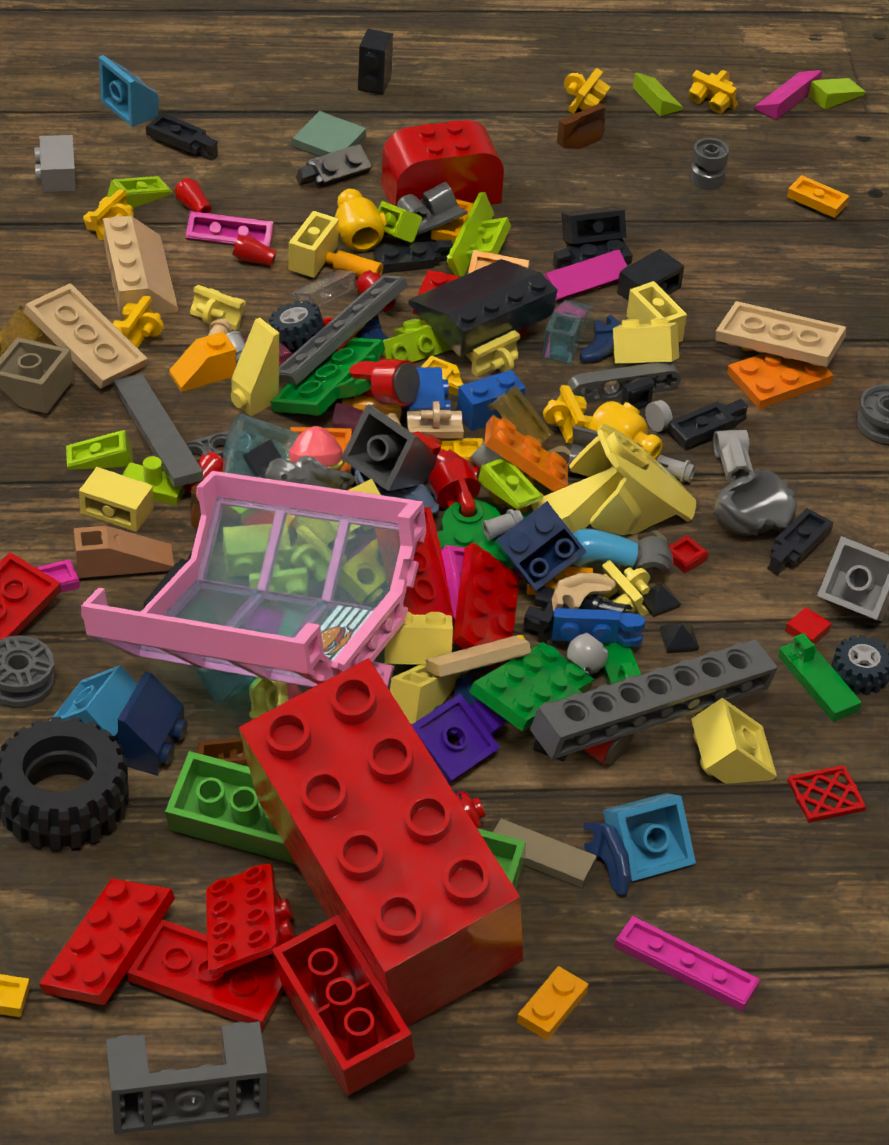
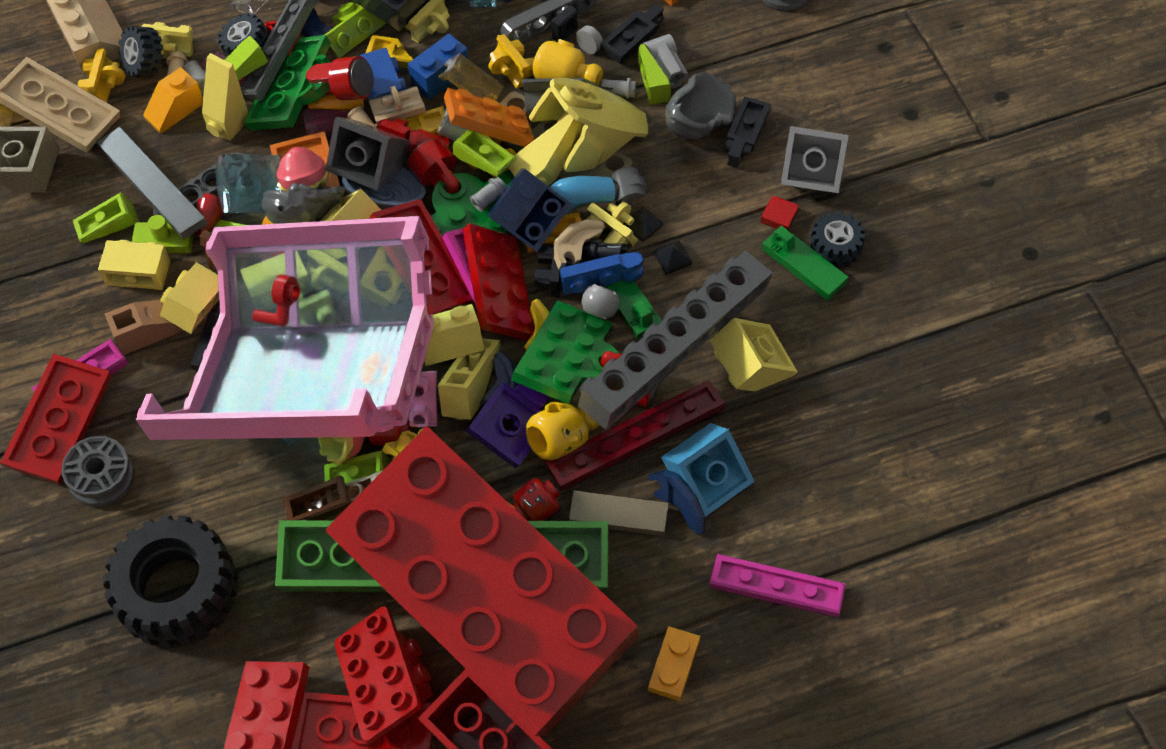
camera: 10 degrees left, 15 degrees up
(100, 699) = (182, 486): dark azure slope -> none
(151, 726) = (235, 496): dark blue slope -> none
(164, 539) = (191, 298): none -> light yellow brick
(187, 308) = (140, 51): none -> black wheel
(260, 457) = (253, 190): black tile -> none
(262, 550) = (284, 293): none -> red plate
(295, 340) = (247, 57): none -> lime slope
(478, 656) = (507, 338): tan tile -> none
(505, 756) = (558, 430): none -> yellow piece
(583, 785) = (636, 435): none -> dark red plate
(687, 554) = (654, 170): red tile -> none
(716, 469) = (654, 79): none -> lime slope
(830, 811) = (824, 387): red window -> none

